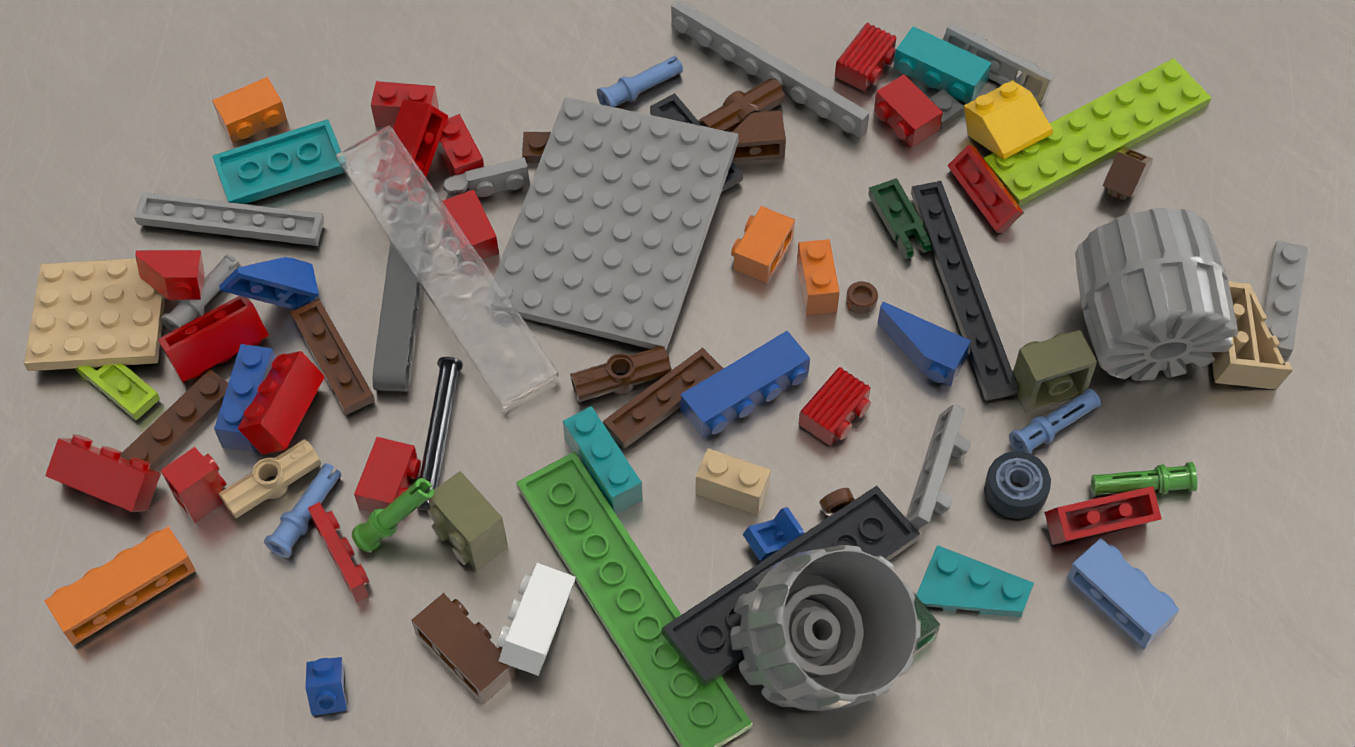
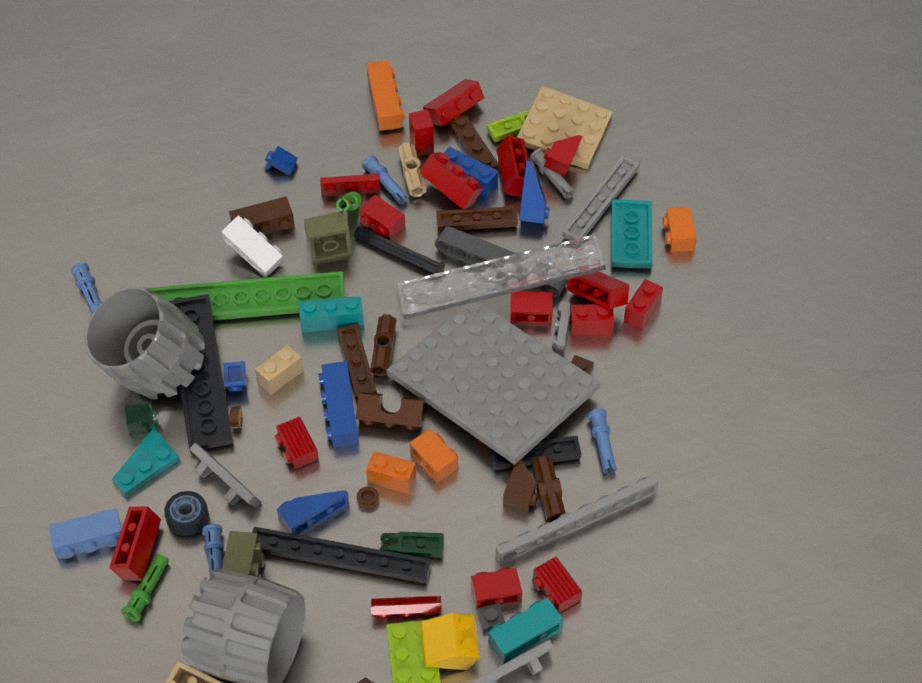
camera: 115 degrees right, 5 degrees down
(721, 294) = (371, 410): none -> reddish brown arch

